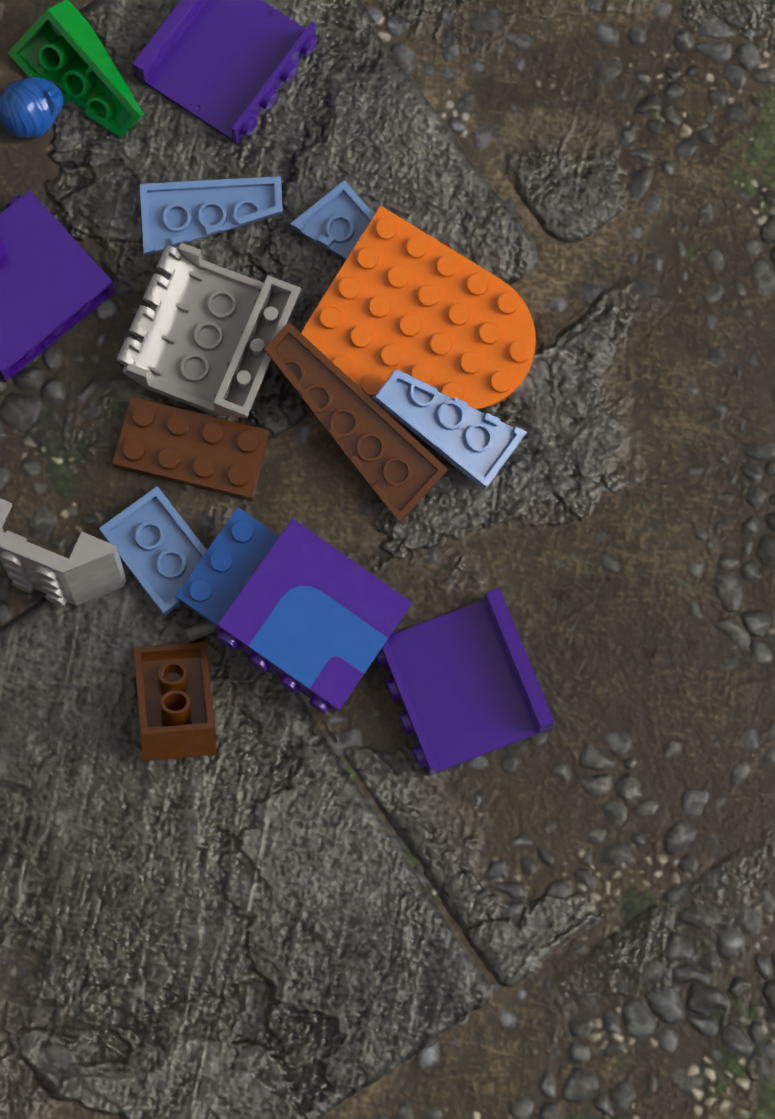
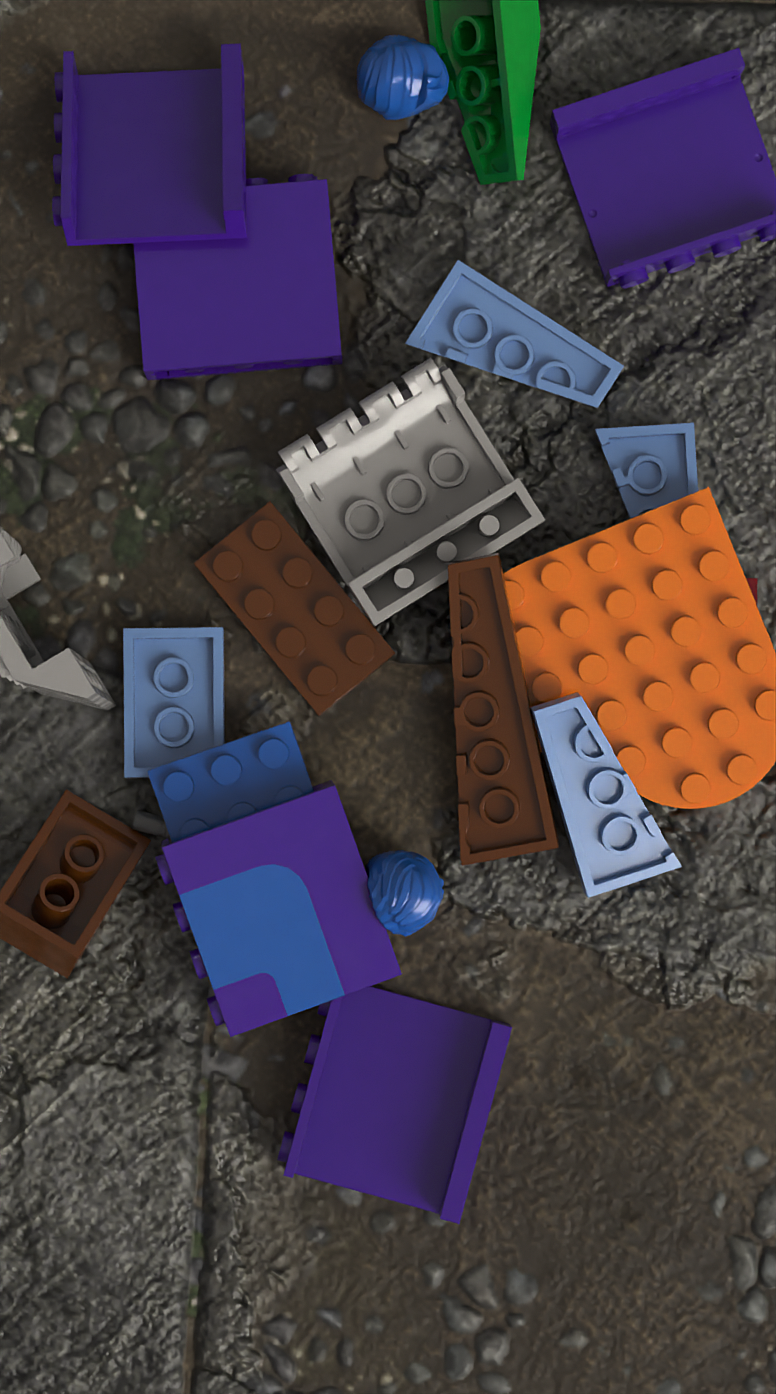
camera: 40 degrees right, 10 degrees up
(378, 553) = (403, 890): none -> blue hair

